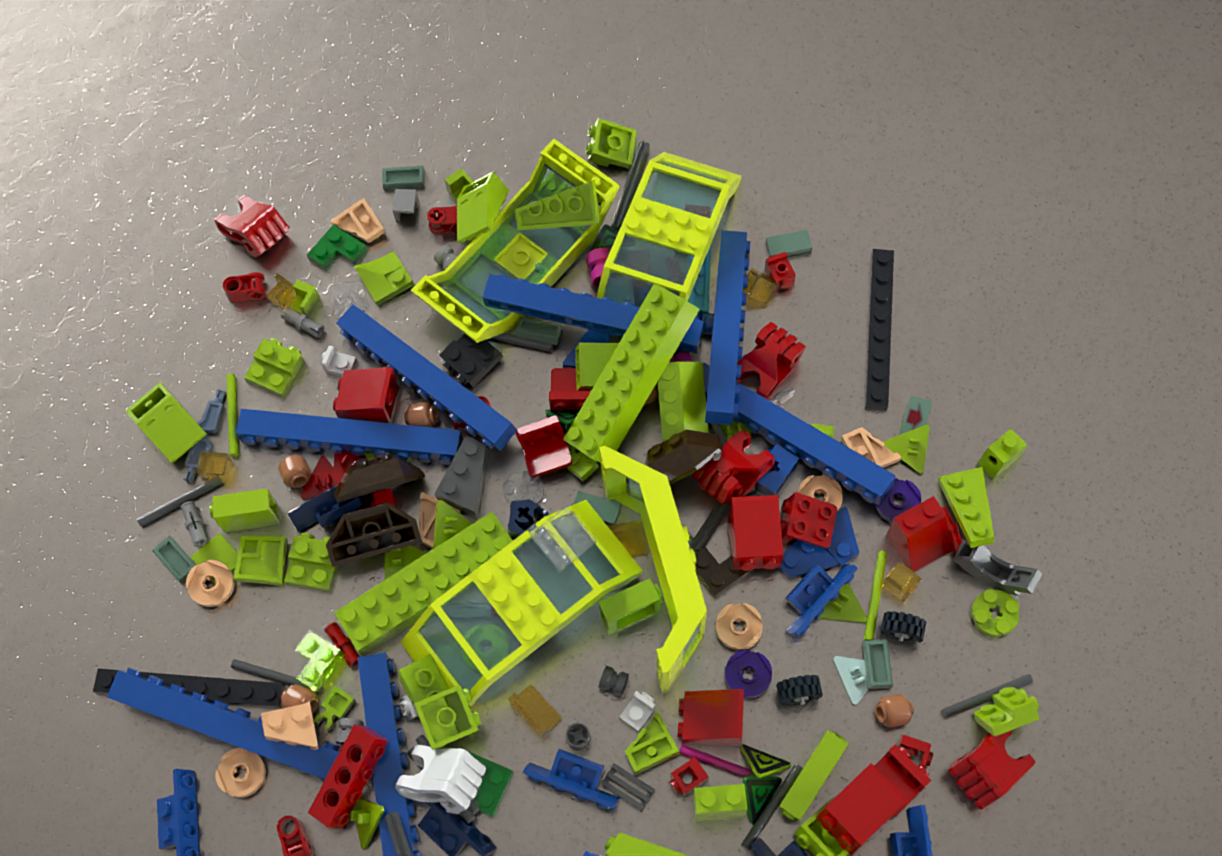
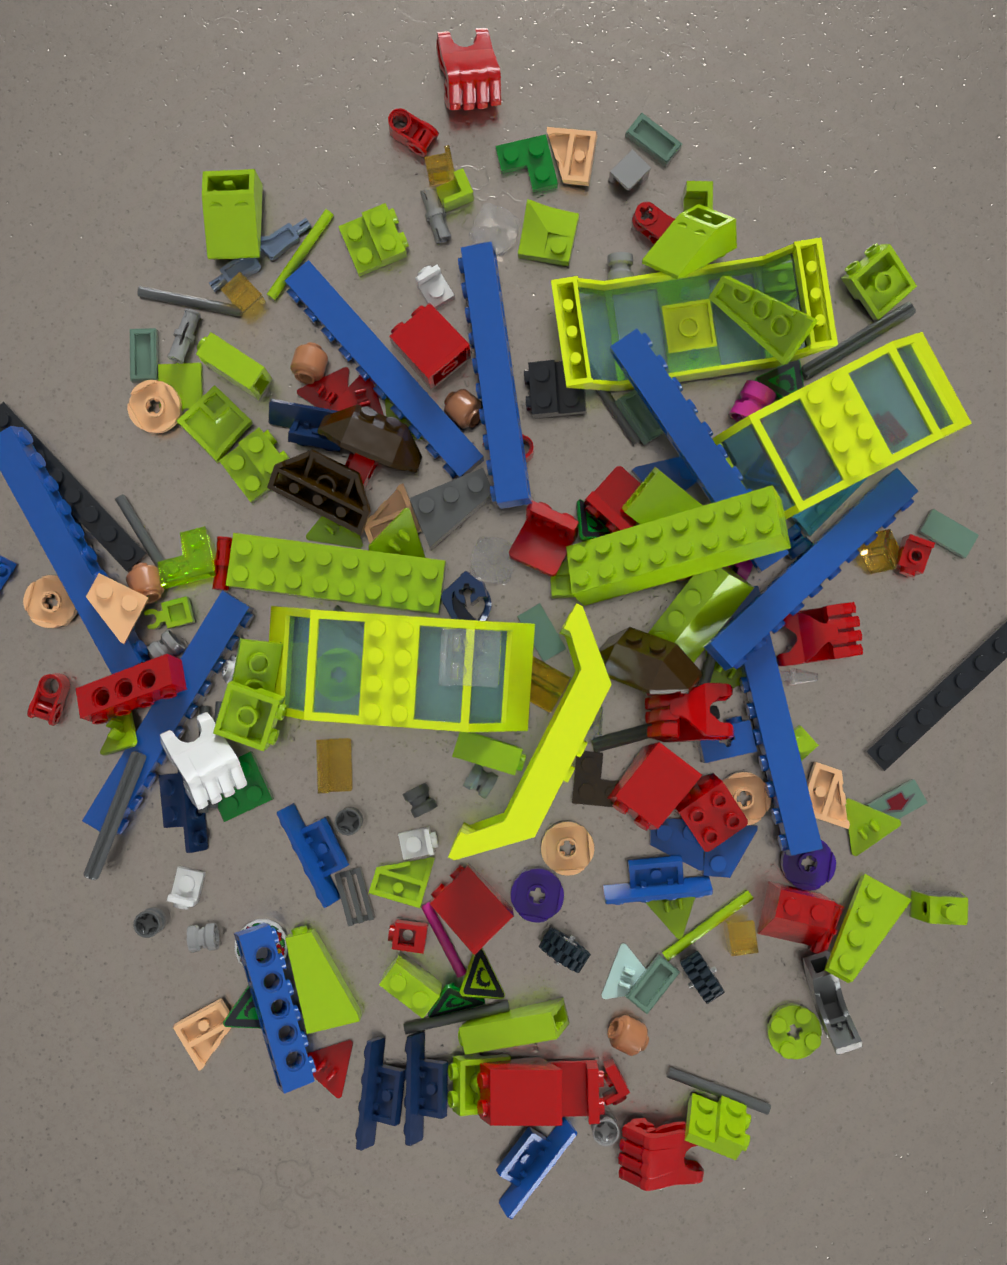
camera: 35 degrees right, 20 degrees up
(642, 633) = (480, 781): none -> light grey wheel
(943, 784) = (608, 1132): none -> light grey wheel

